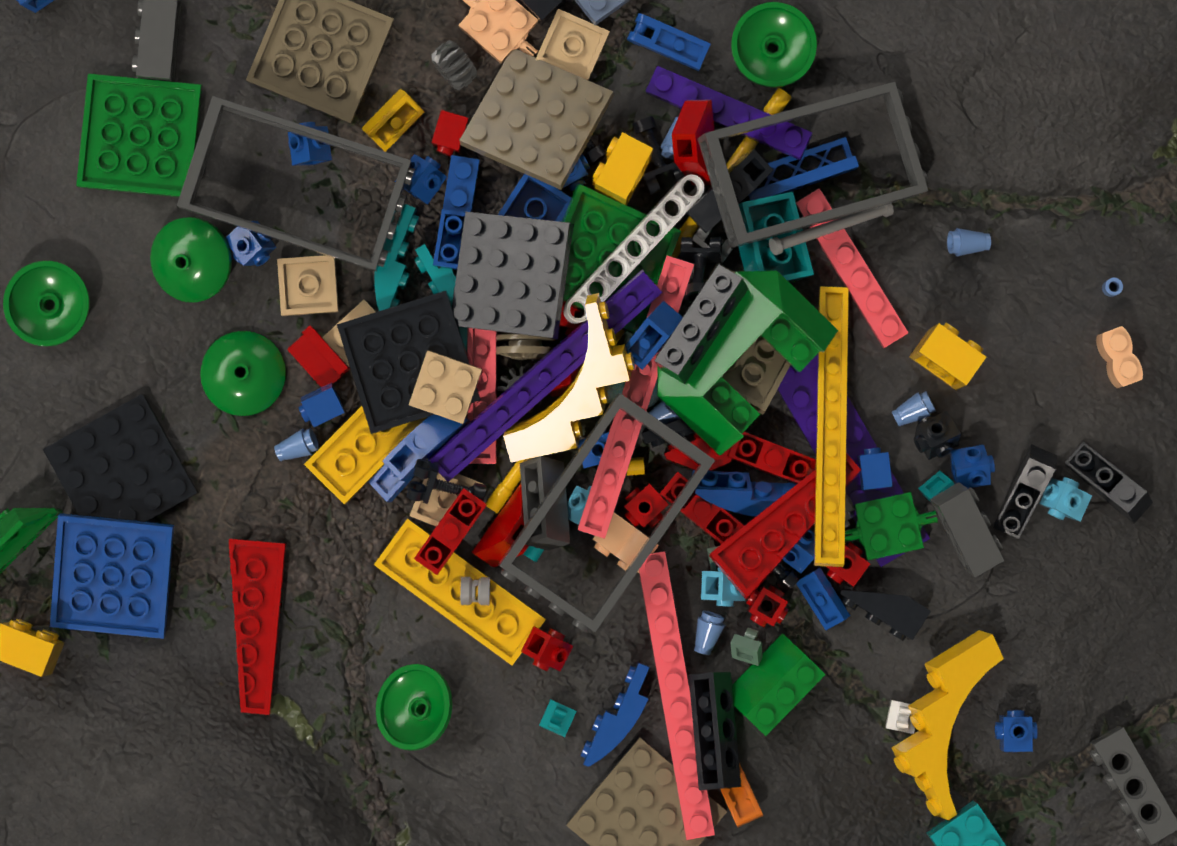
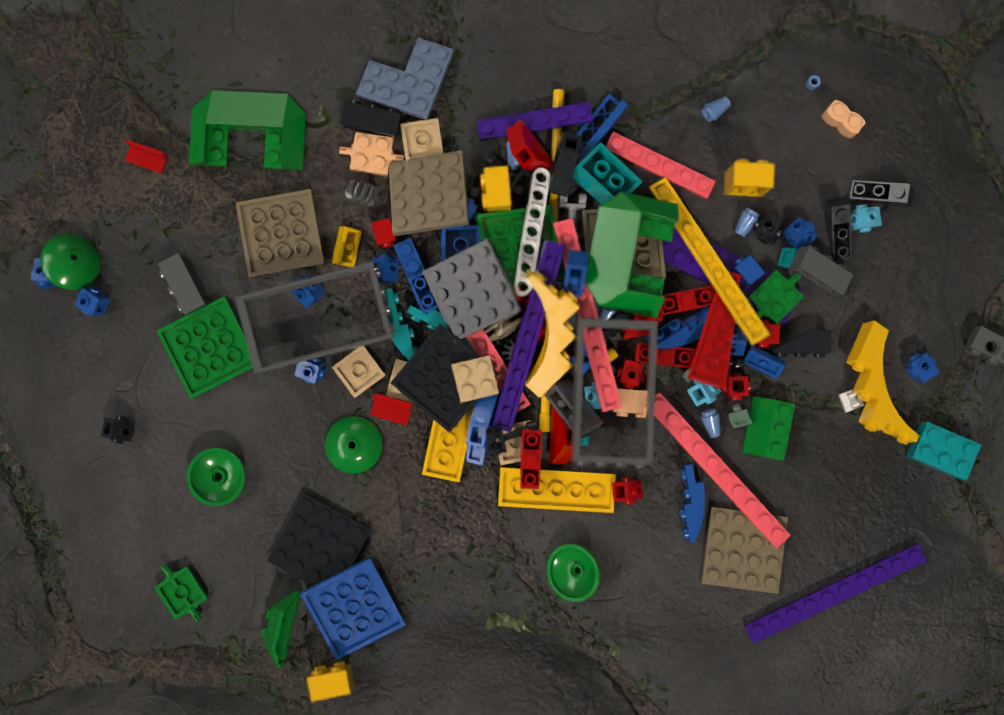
camera: 30 degrees left, 0 degrees up
(205, 254) = (288, 390): green dish -> none
(256, 595) = (444, 568): red wing -> none
(297, 445) = (411, 466): medium blue cone -> none
(321, 405) = (410, 434): blue brick -> none
(468, 591) = (562, 486): light grey wheel -> none
(557, 718) = (657, 525): teal tile -> none
(669, 42) = (475, 103): blue plate -> none
(699, 257) = (584, 232): black bar -> none
(701, 324) = (600, 248): brick -> none
(714, 730) = (753, 476): black brick -> none
(724, 189) = (560, 162): dark grey door -> none
(742, 802) = (788, 503): orange plate -> none
(777, 25) = (539, 54): green dish -> none
(778, 245) = (612, 177): light grey bar -> none

